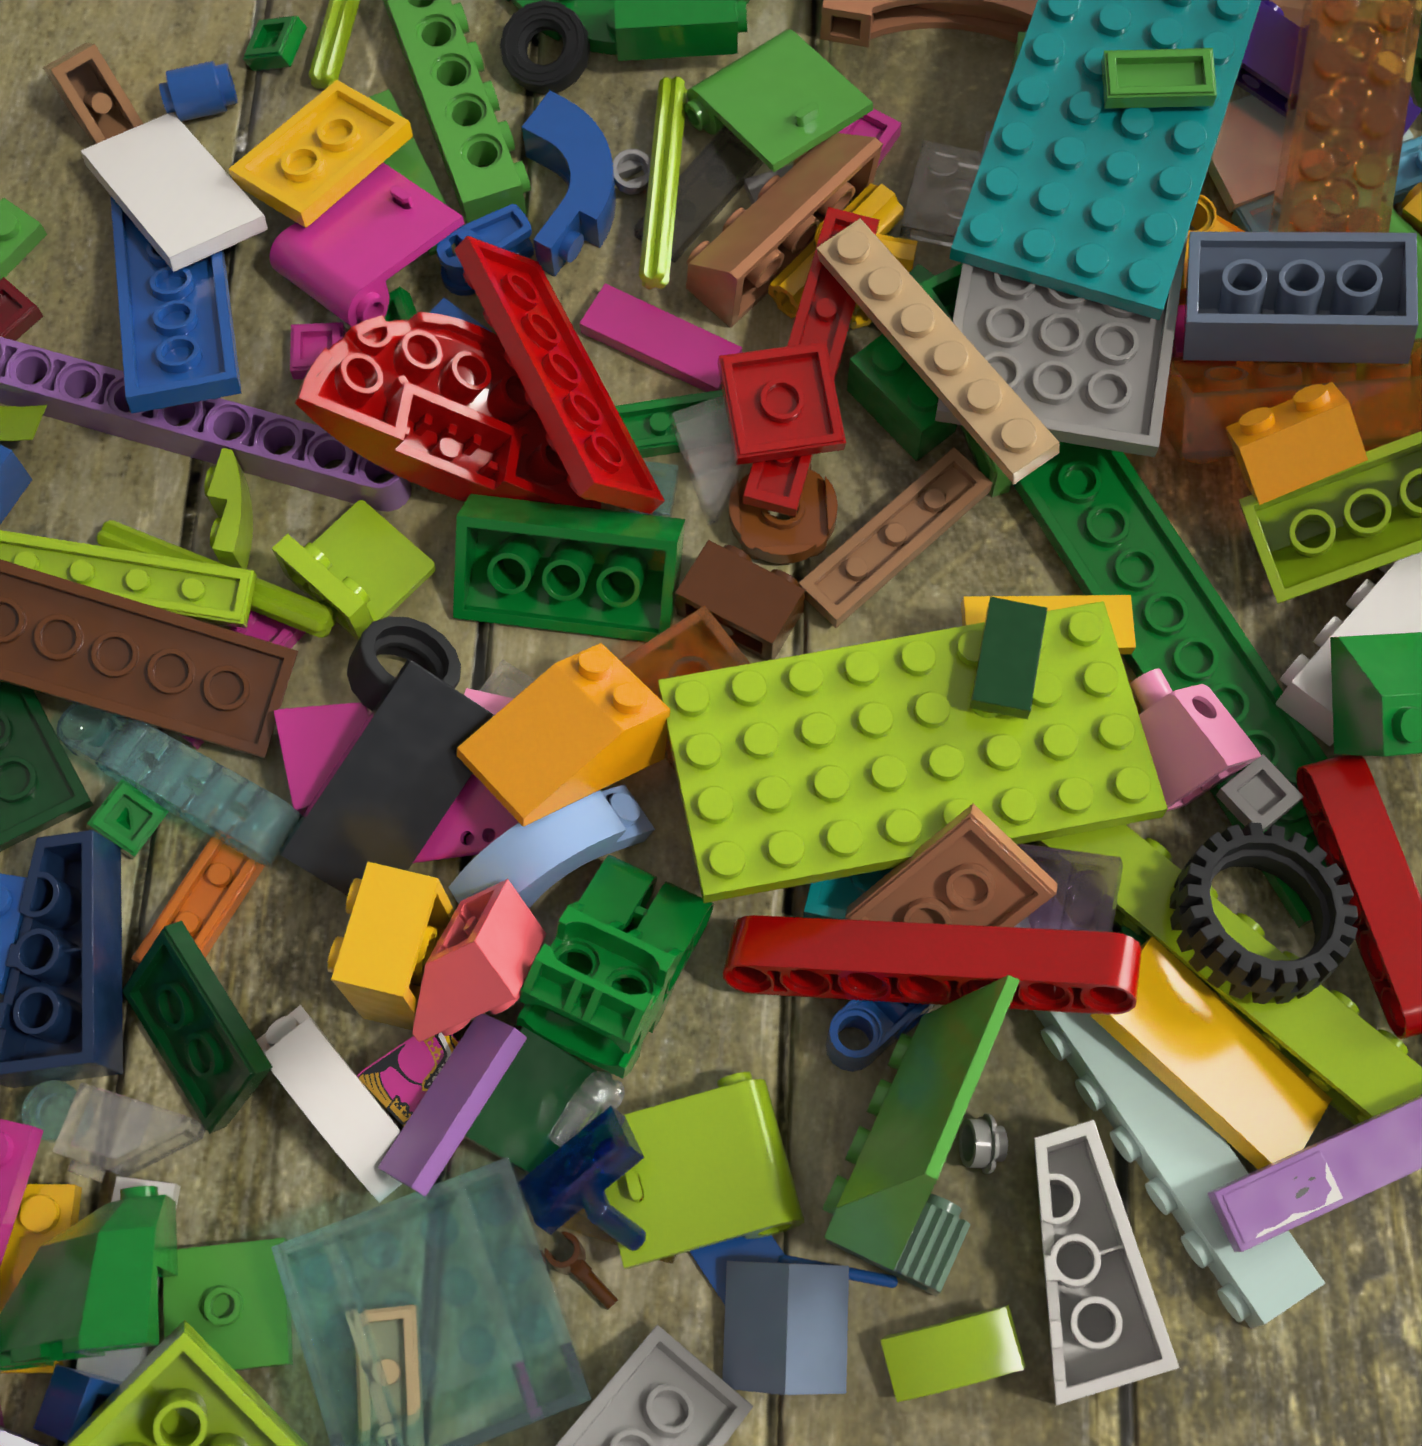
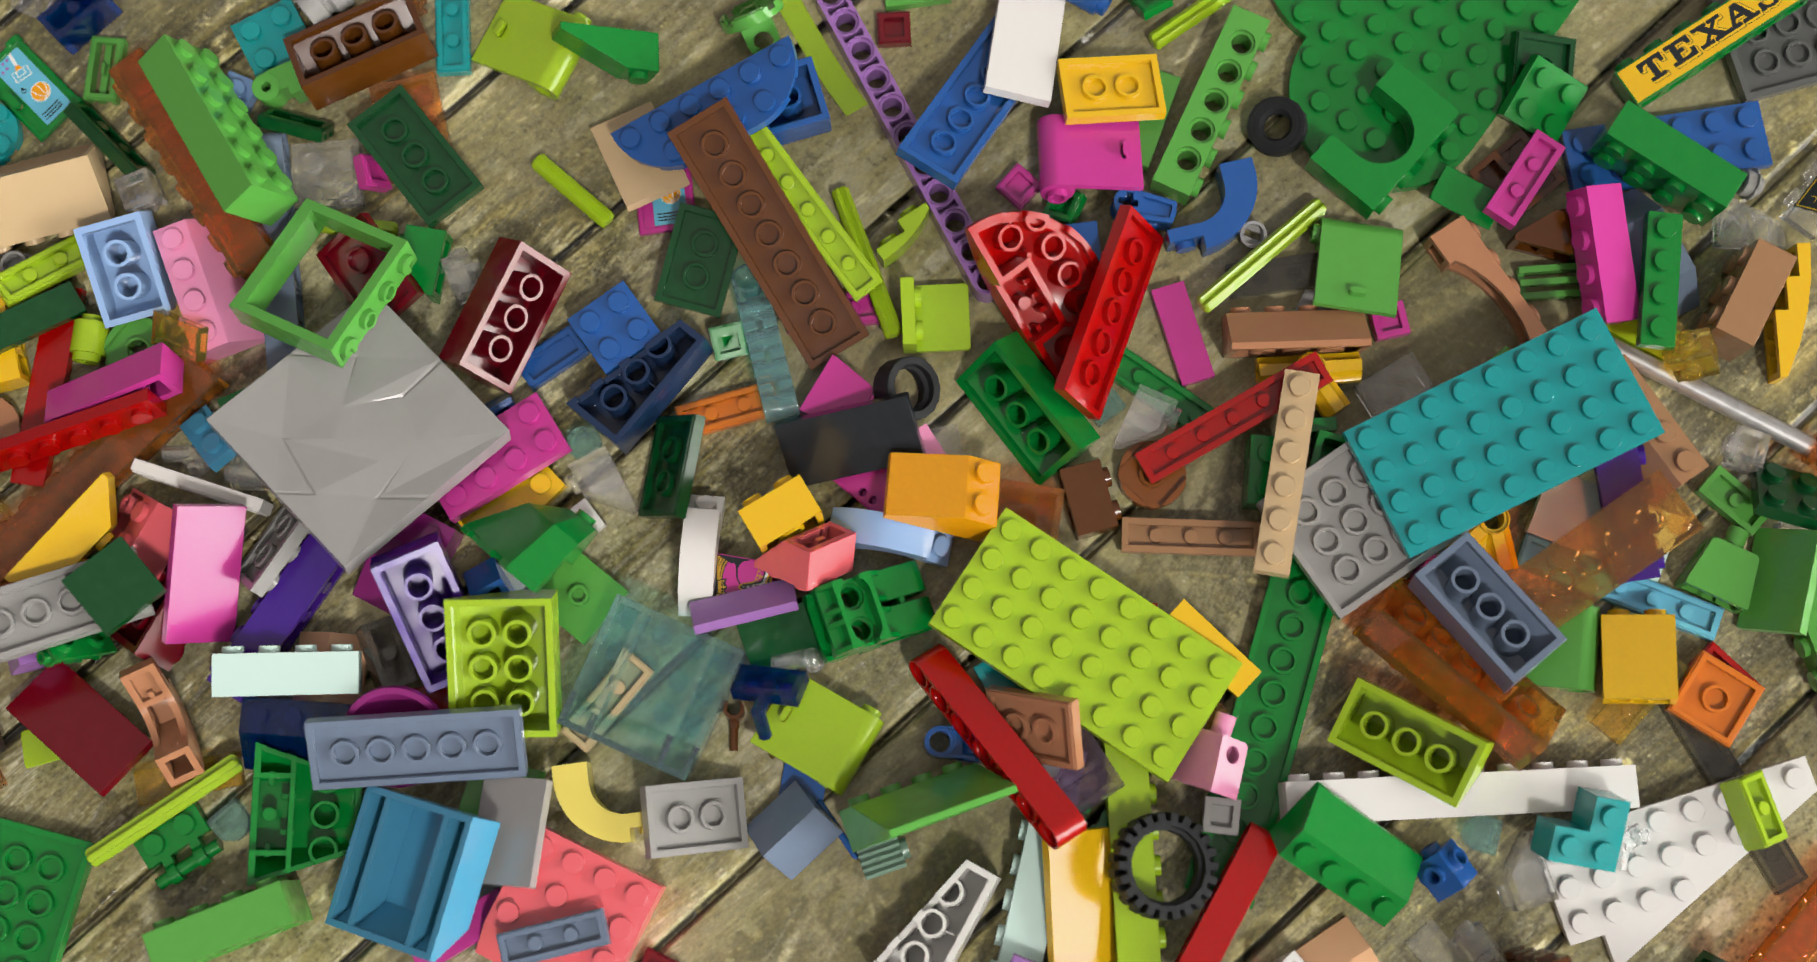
camera: 45 degrees right, 10 degrees up
(781, 403) = (1194, 427): red tile -> none
(952, 1353) = (848, 908): lime slope -> none
(982, 1143) = (949, 839): light grey plate -> none
(1008, 658) = (1167, 648): dark green tile -> none
(1158, 78) = (1528, 444): bright green tile -> none
(1296, 442) = (1404, 679): light orange brick -> none

